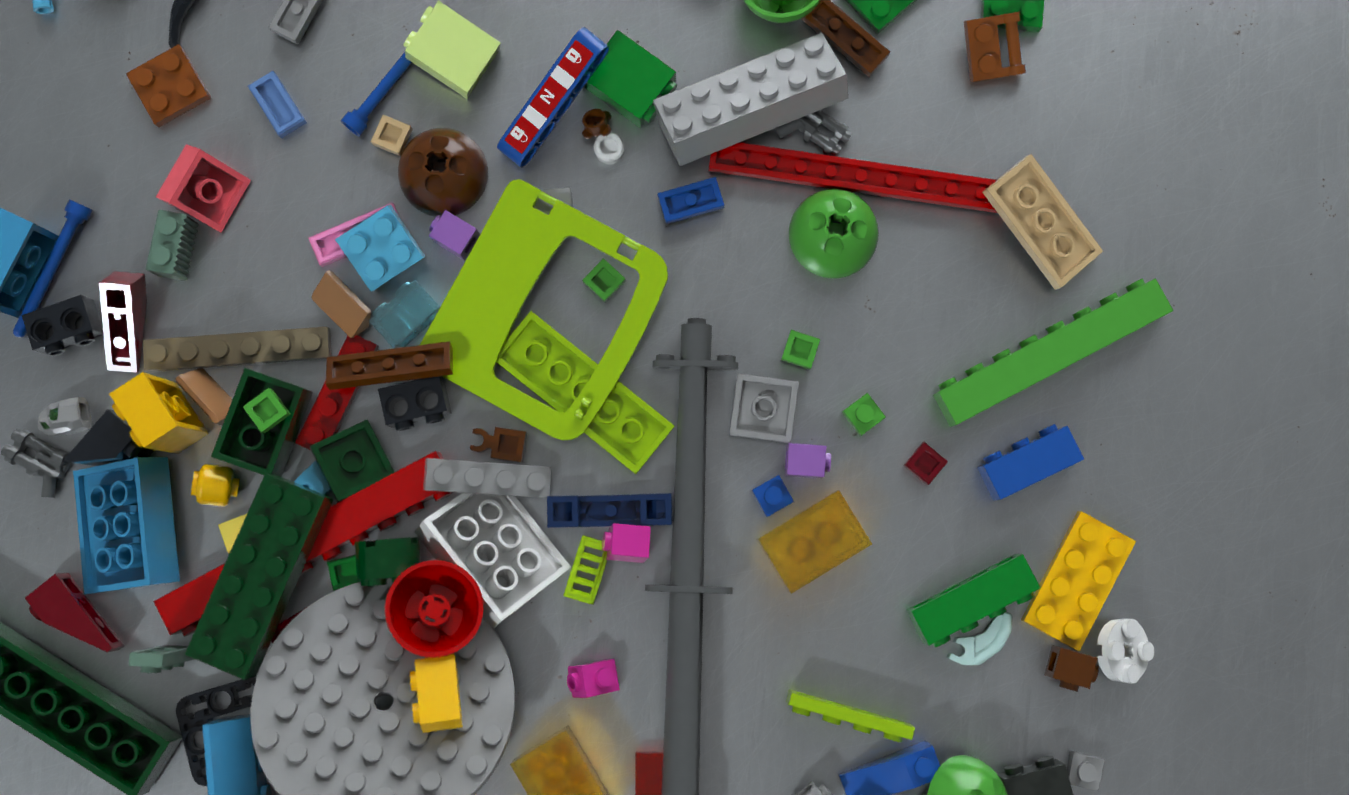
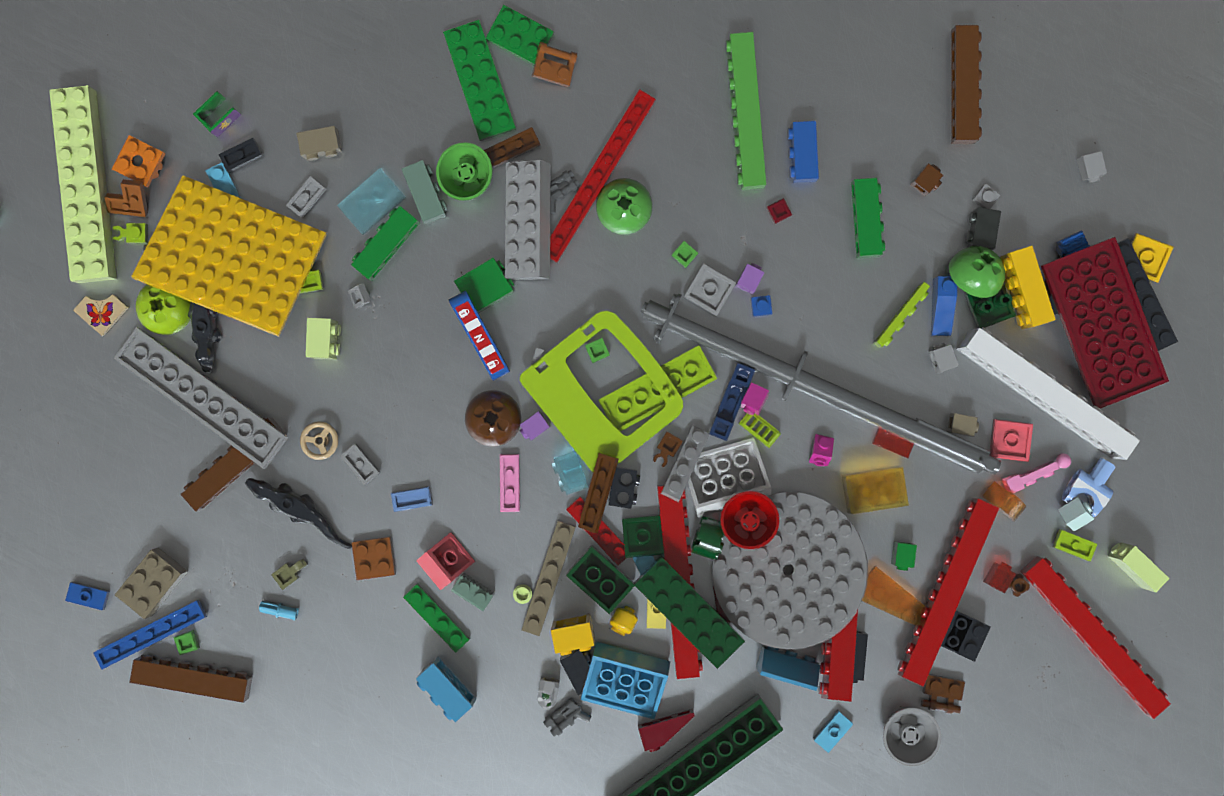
camera: 65 degrees left, 5 degrees up
(63, 318) = (489, 672): black brick -> none
(75, 215) = (431, 642): blue piece -> none
(115, 211) = (436, 618): none -> green plate
(123, 319) = (505, 636): dark red slope -> none
(159, 658) = (712, 684): sand green plate -> none
(190, 725) = (754, 679): black beam -> none
(199, 320) = (522, 593): none -> yellowish green plate
(206, 394) = (569, 604): medium nougat slope -> none
(266, 410) = (597, 571): bright green plate -> none
(341, 305) = (549, 507): medium nougat slope -> none
(342, 572) = (703, 566): green tile -> none
(357, 119) = (441, 455): blue piece -> none
(380, 247) = (526, 471): medium azure brick -> none
(391, 135) = (459, 438): tan plate -> none
(437, 694) = (797, 536): yellow brick -> none
(451, 49) = (423, 382): yellowish green brick -> none
(596, 123) = (497, 316): reddish brown plate -> none
(609, 148) = (519, 315): white tile -> none
(690, 200) = (571, 280): blue plate -> none
(814, 541) = (797, 293): clear yellow brick -> none
(863, 414) = (736, 234): bright green plate -> none
(984, 645) = (894, 222): light aqua piece -> none
(1042, 221) = (669, 83): tan plate -> none
(1078, 580) = (881, 153): yellow plate -> none
(1128, 661) = (934, 138): white plate -> none
(1240, 665) = (965, 84): none -> reddish brown brick

